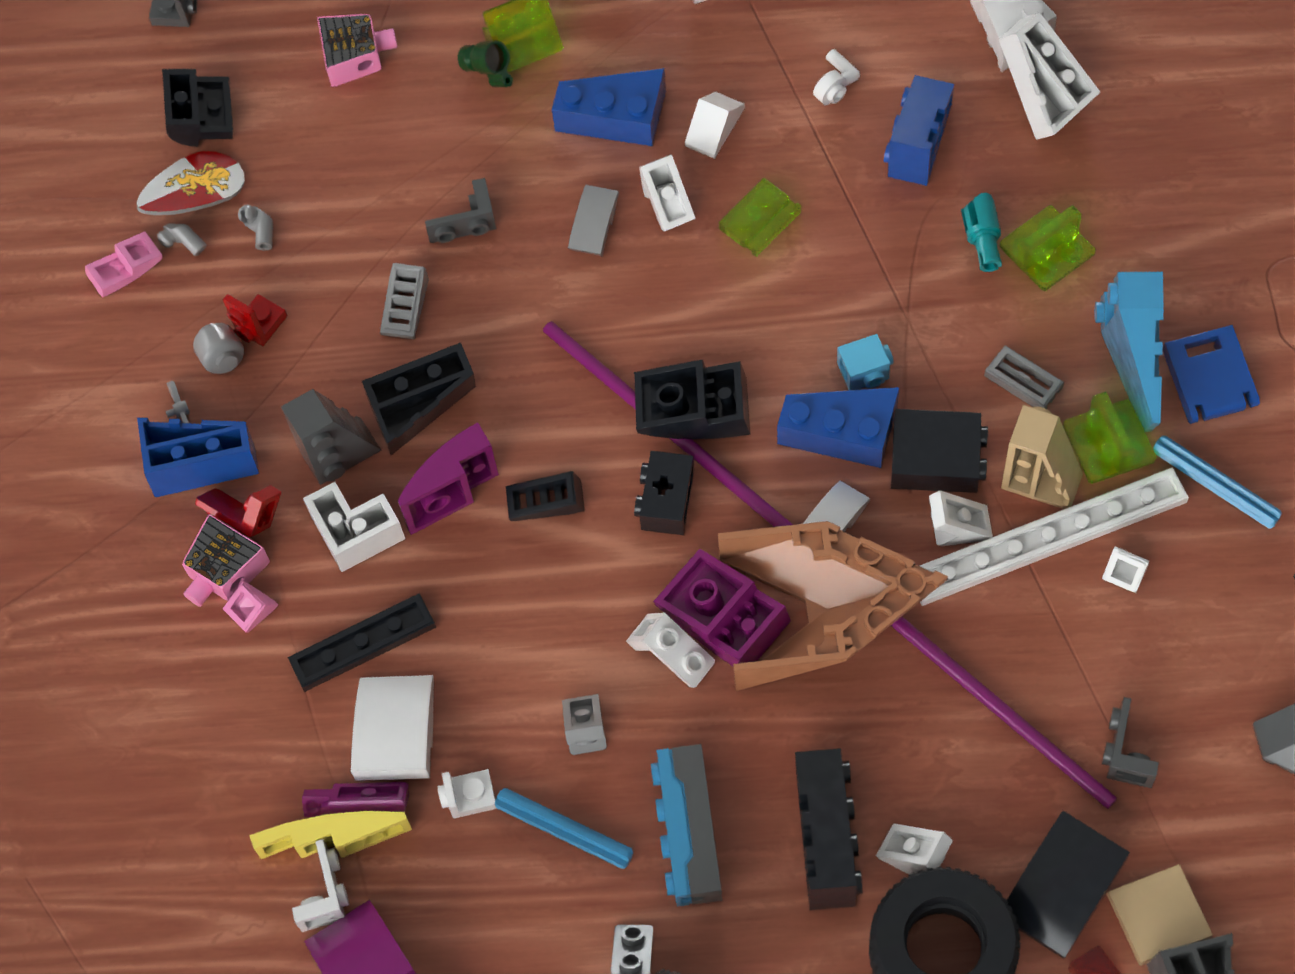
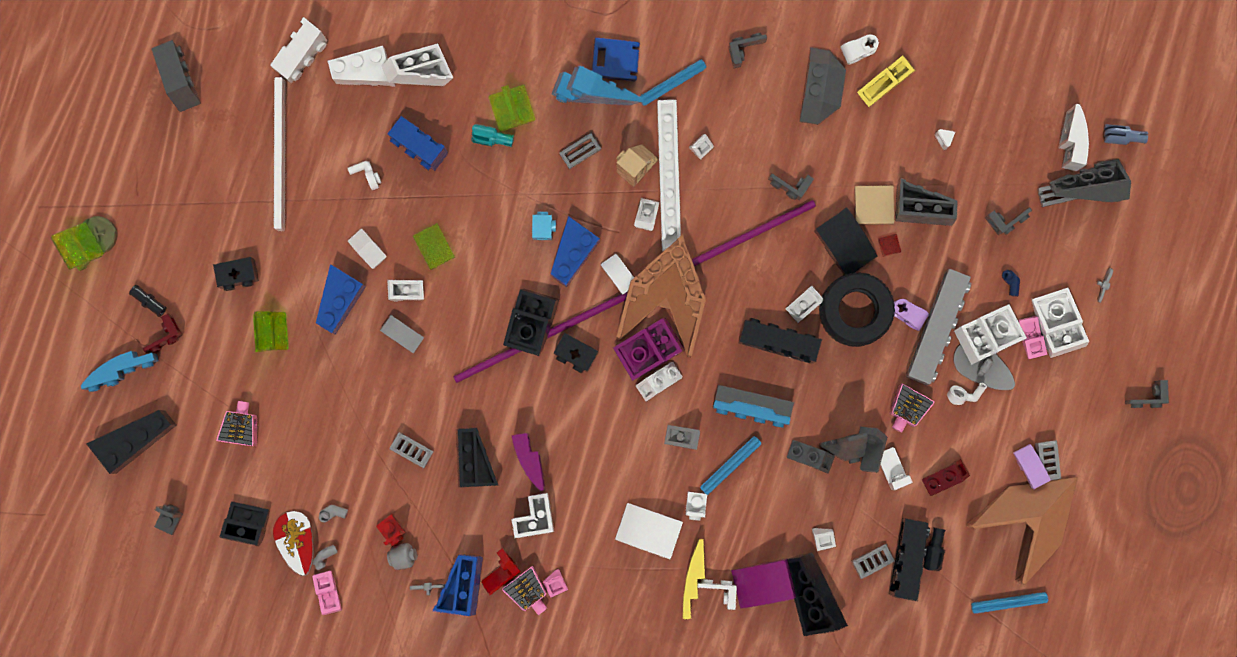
camera: 75 degrees left, 20 degrees up
(328, 435) = (482, 512): dark grey wedge -> none
(356, 797) = (680, 560): magenta hinge -> none
(362, 642) = (596, 532): black tile -> none
(473, 222) = (369, 390): dark grey bracket -> none
(489, 59) = (281, 356): dark green piece -> none
(559, 507) = (555, 398): black slope -> none
(938, 450) = (605, 210): black brick -> none
(1109, 439) = (631, 124): clear neon green bracket -> none

